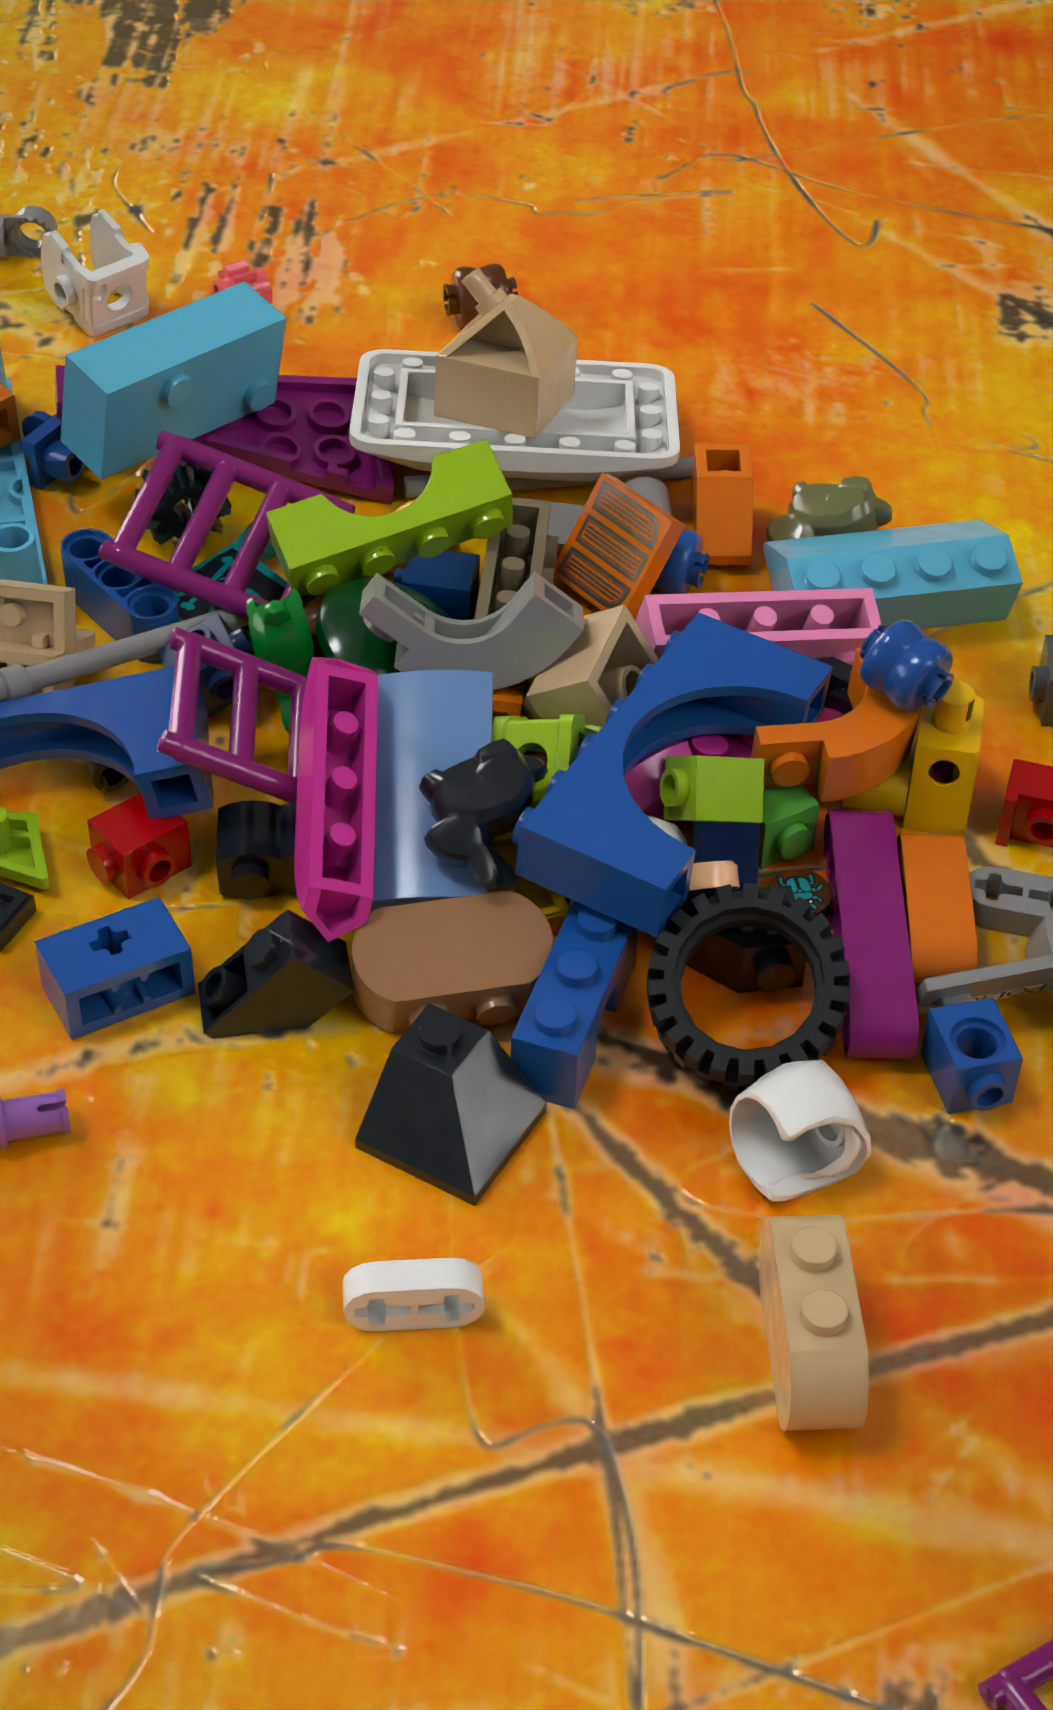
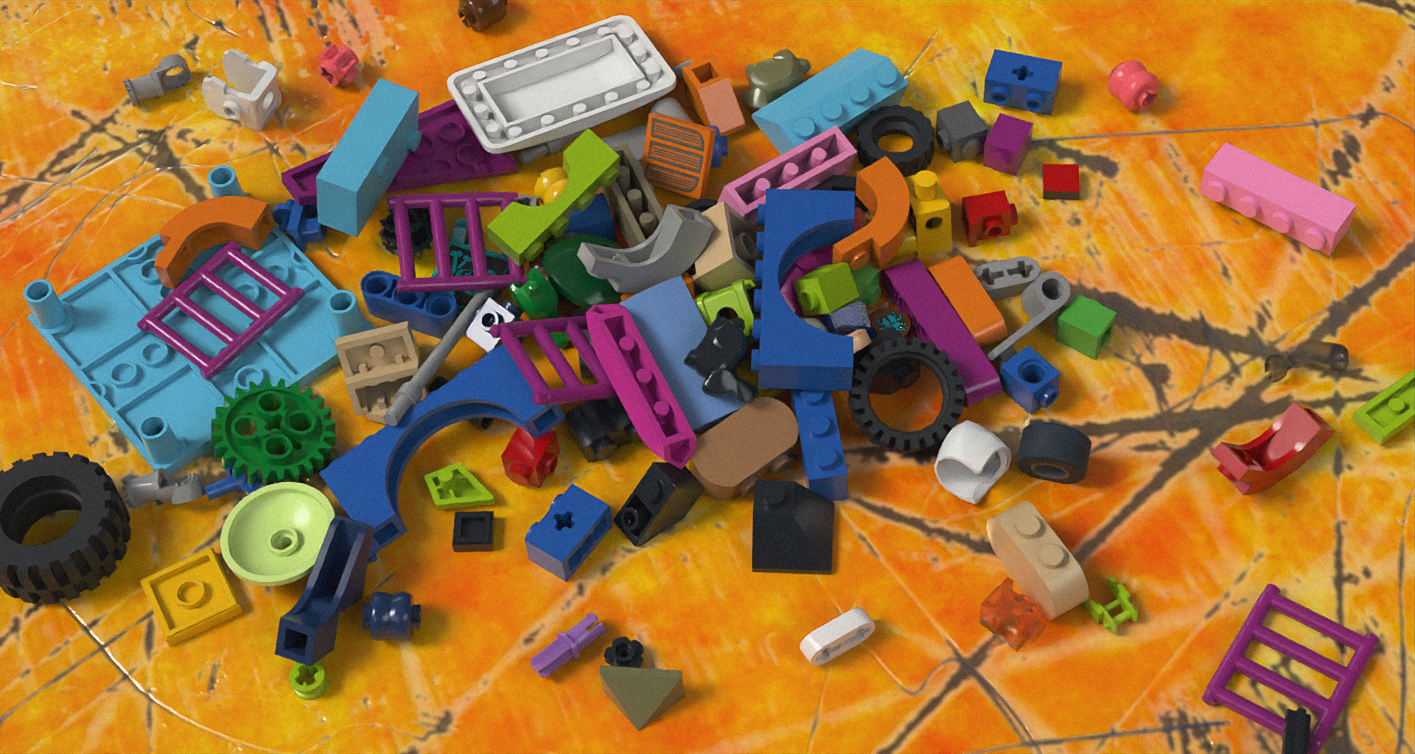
camera: 20 degrees left, 10 degrees up
(60, 1237) = (642, 692): none -> olive slope
(75, 1189) = (623, 644): none -> black plate
(507, 365) = (550, 64): tan piece -> none
(718, 1392) = (1011, 616): none -> clear orange brick
(878, 1462) = (1100, 613): none -> lime piece
(906, 665) = (896, 176): blue piece -> none
(942, 1173) = (1054, 453): none -> black wheel
(988, 637) = (896, 121): none -> black tyre

